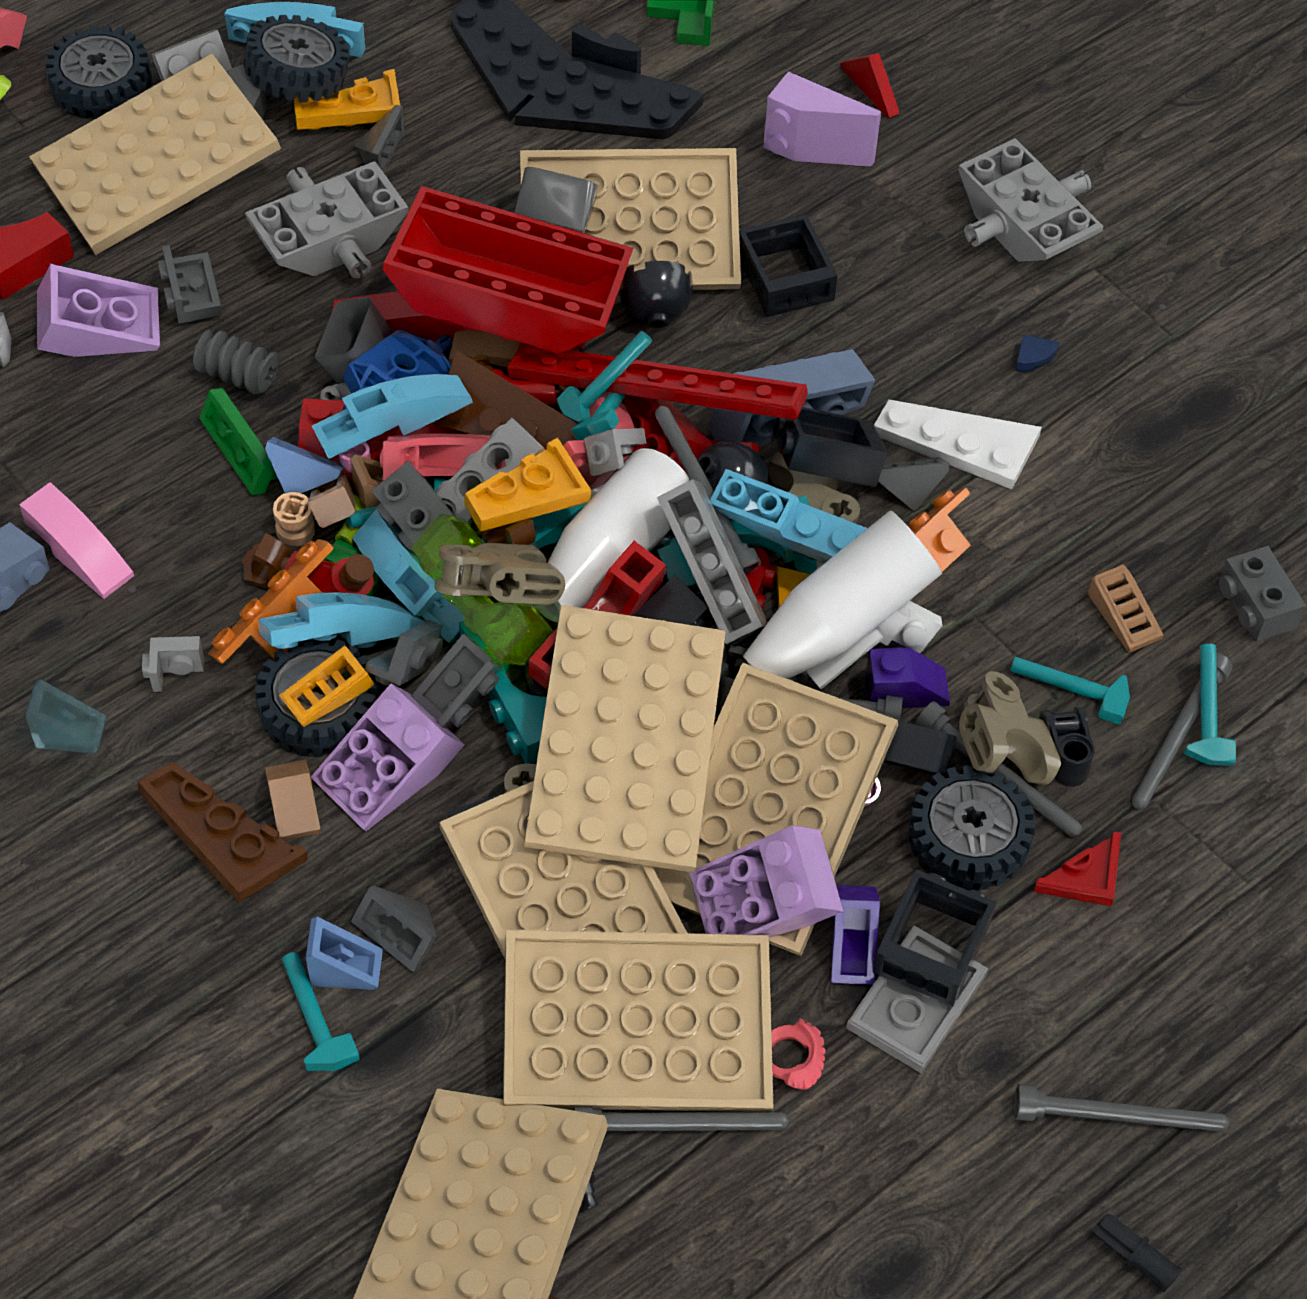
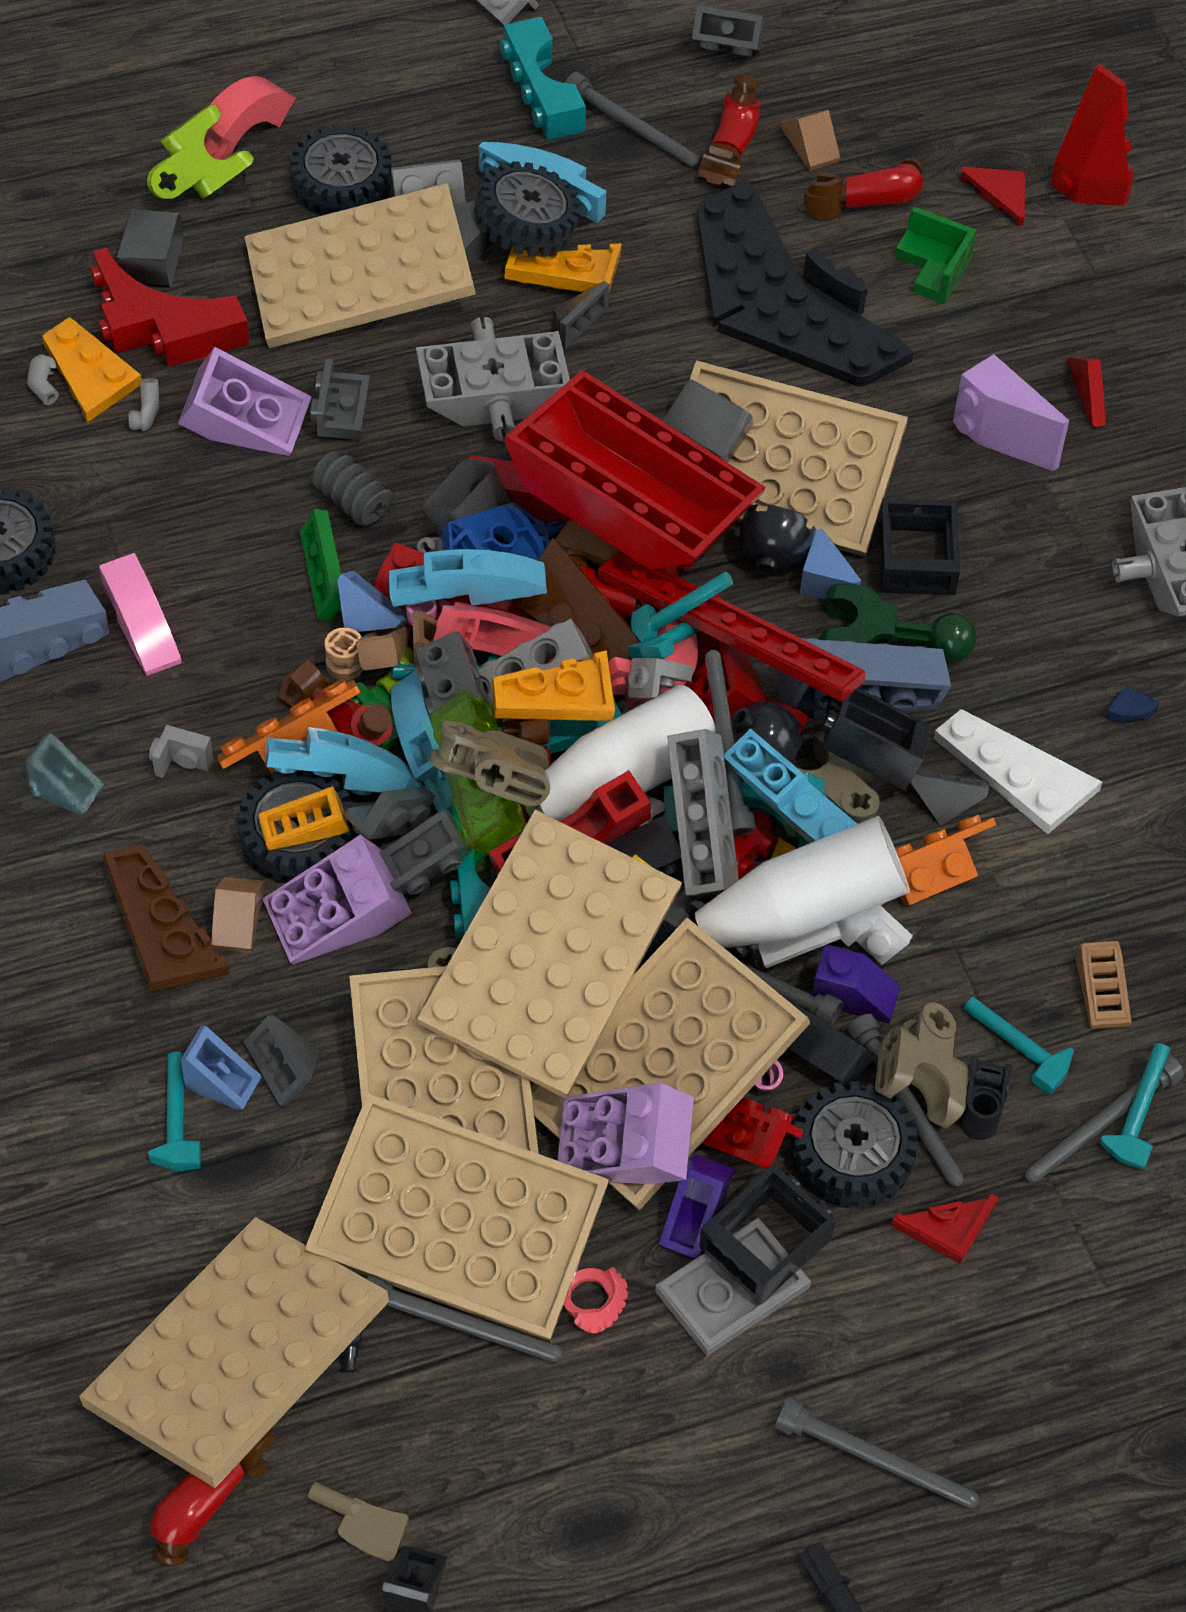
camera: 20 degrees right, 0 degrees up
(716, 312) = (825, 568): none -> medium blue slope
(780, 341) = (877, 623): none -> dark green piece
(881, 848) = (751, 1133): none -> red bracket

